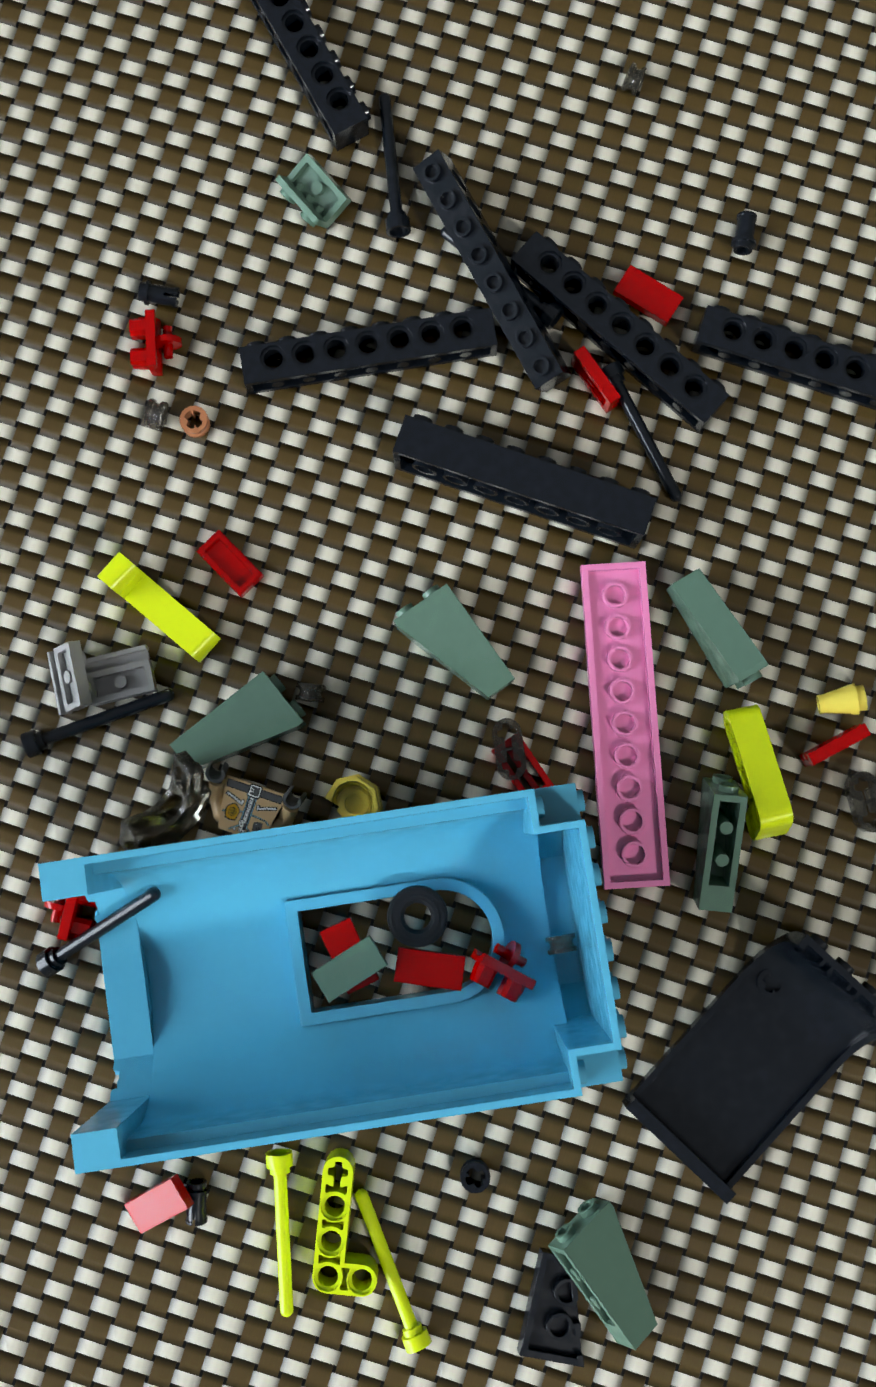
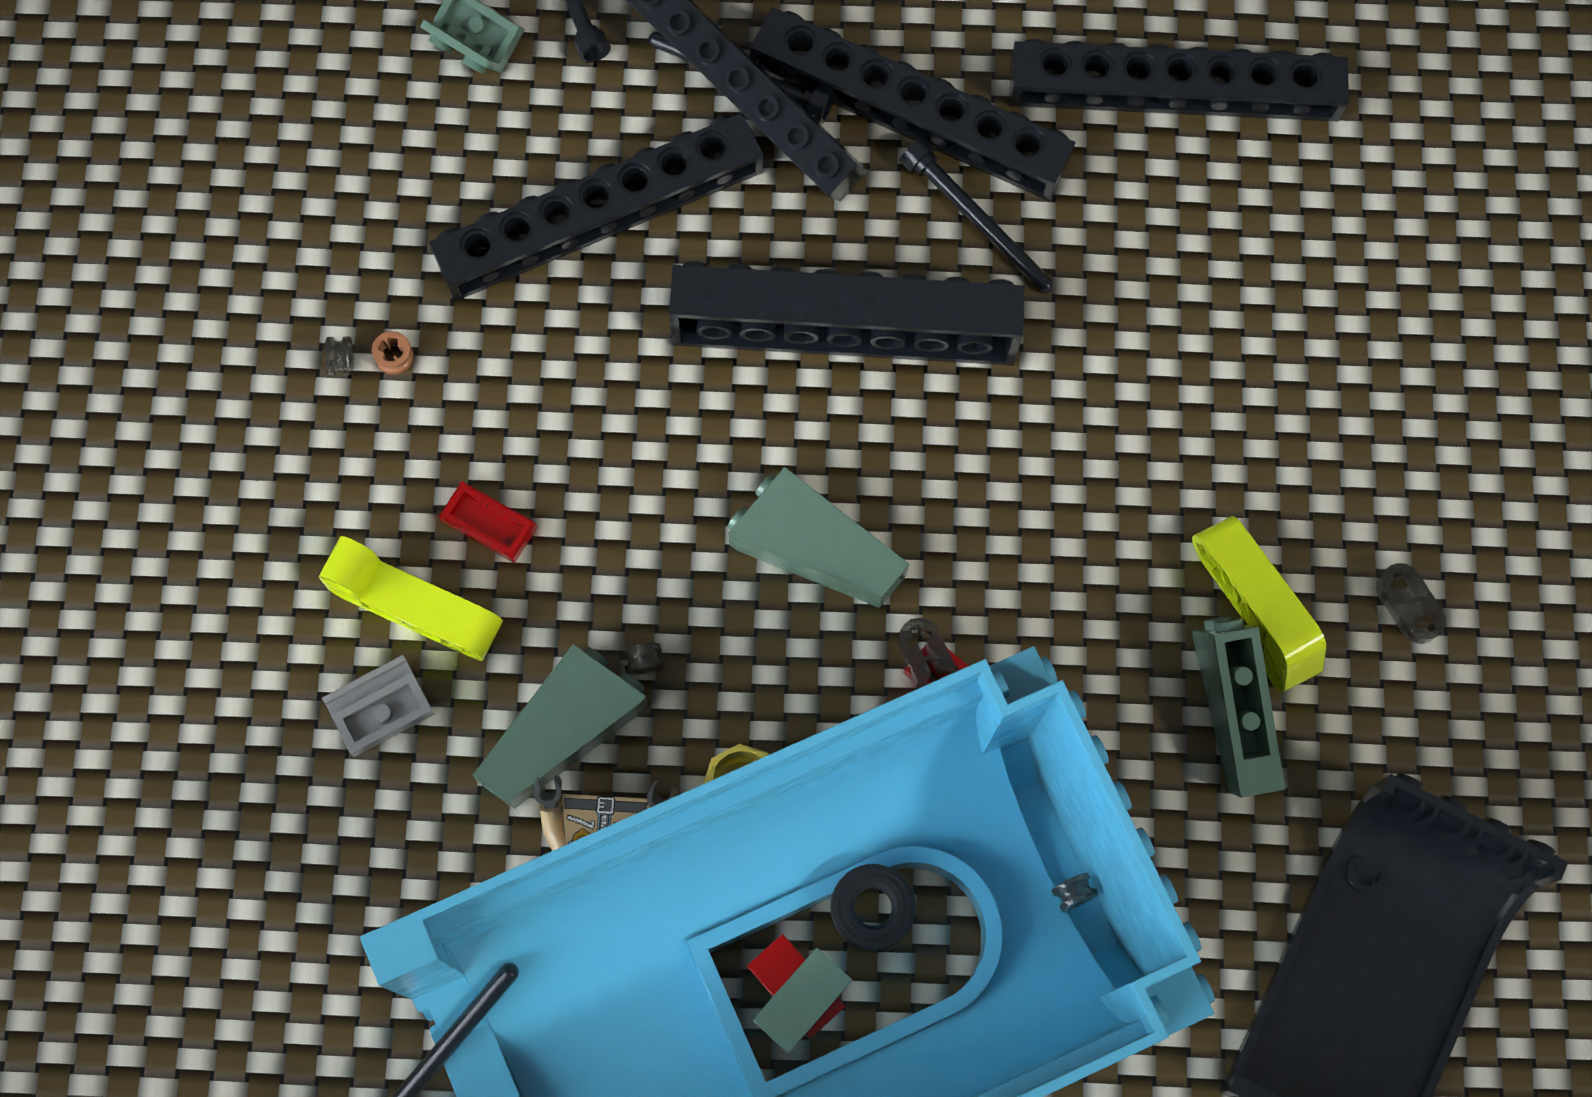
camera: 20 degrees left, 10 degrees down
(36, 742) = (287, 825): black piece -> none
(69, 677) = (311, 726): light grey plate -> none
(71, 922) = (399, 1060): red hips -> none
(149, 329) = (301, 251): red hips -> none
(158, 294) = (302, 205): black pin -> none
(174, 813) = (510, 837): clear smoke arch -> none
(429, 968) = (909, 973): red tile -> none
(513, 981) = (989, 943): red hips -> none
(595, 379) = (899, 168): red tile -> none
(624, 726) = (1069, 583): bright pink plate -> none
(648, 295) = (935, 51): red tile -> none
(717, 631) = (1152, 436): sand green slope -> none
(834, 745) = (1347, 540): red tile -> none
(844, 700) = (1341, 481): light yellow cone -> none

